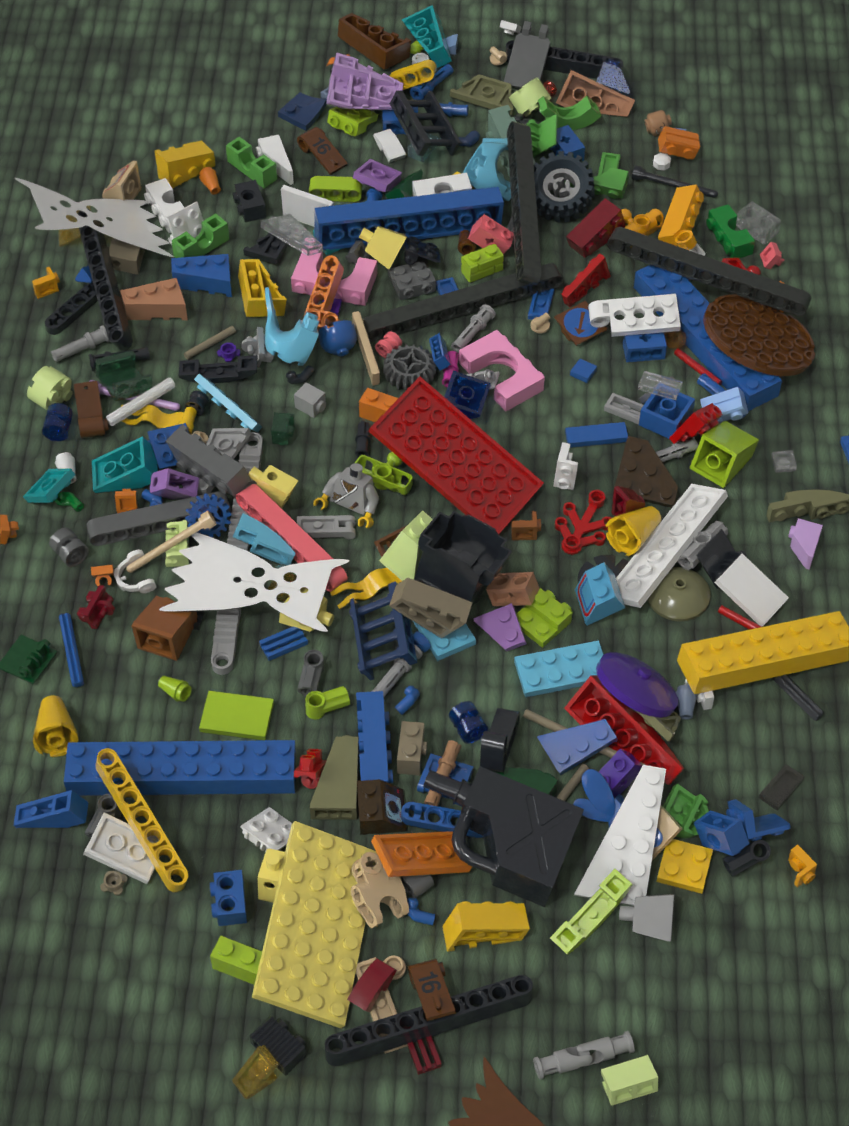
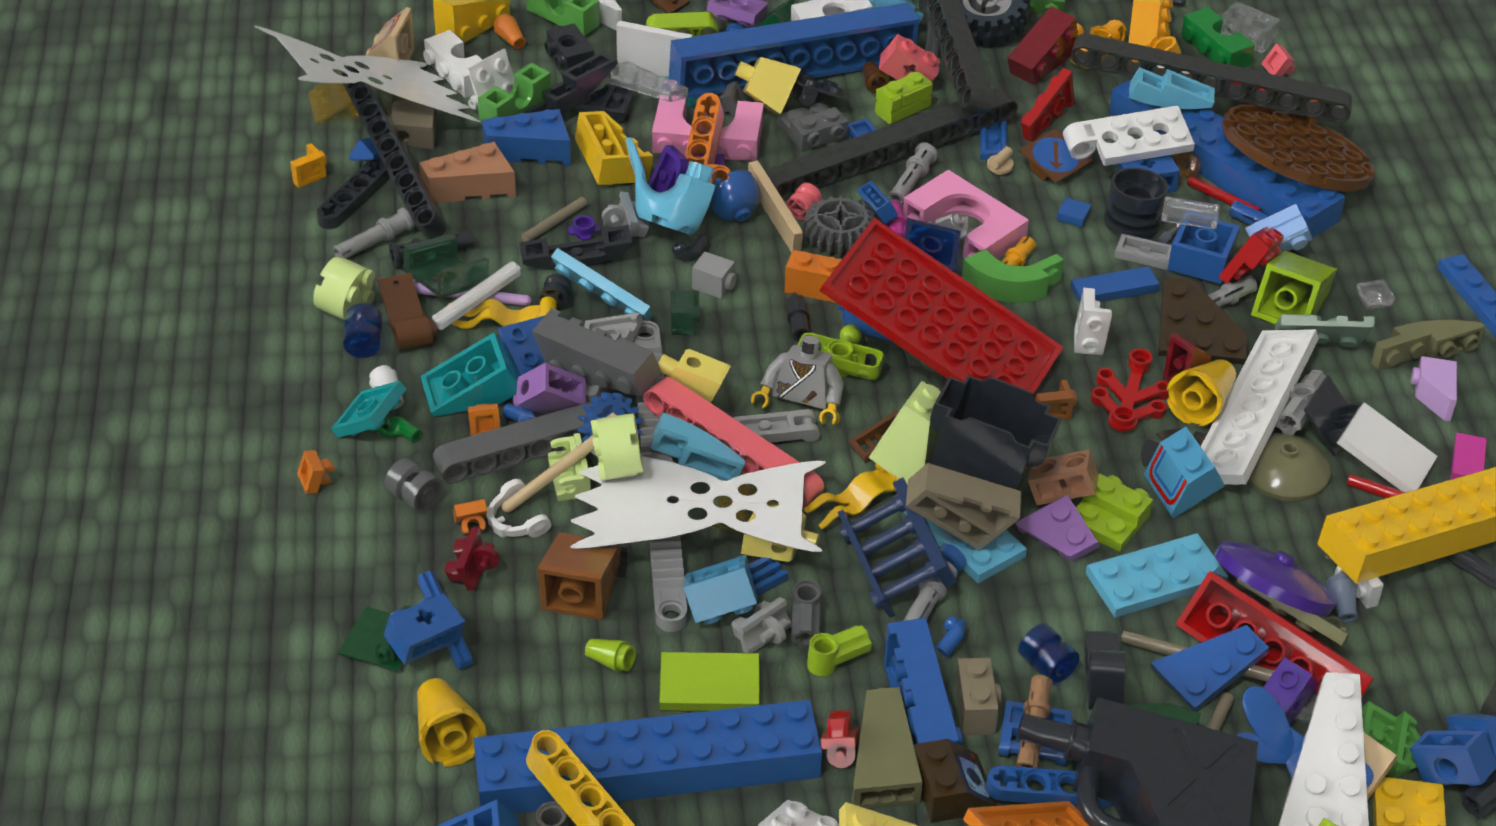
camera: 10 degrees left, 10 degrees down
(51, 658) = (423, 628): none -> blue brick
(205, 537) = (617, 446): none -> yellowish green brick
(246, 233) = (576, 84): none -> black slope
(256, 649) = (720, 590): none -> dark azure slope
(280, 679) = (765, 625): none -> light grey hips
(295, 311) = (668, 169): none -> dark purple wing
(519, 426) = (1011, 282): none -> bright green arch
(529, 405) = (1017, 255): none -> light orange pin
(625, 368) = (1135, 202): none -> black wheel
(674, 280) = (1170, 90): none -> medium azure slope
(741, 489) = (1335, 330): none -> sand green wing
(811, 600) = (1467, 455): none -> dark pink tile

